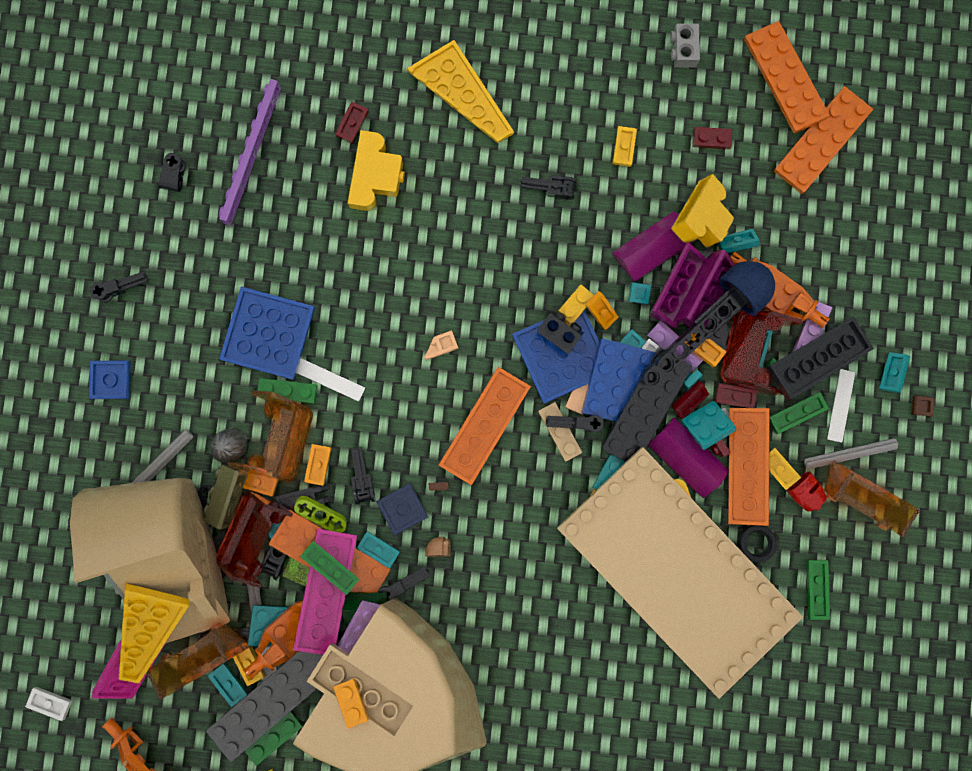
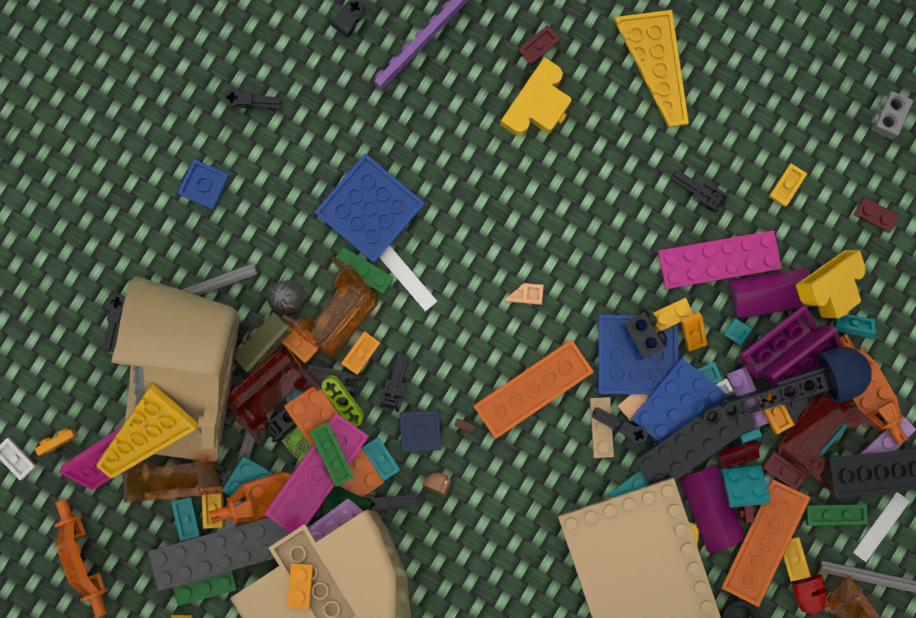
camera: 25 degrees right, 0 degrees up
(74, 676) = (48, 444): none -> light orange plate
(595, 238) = (719, 259): none -> dark pink plate

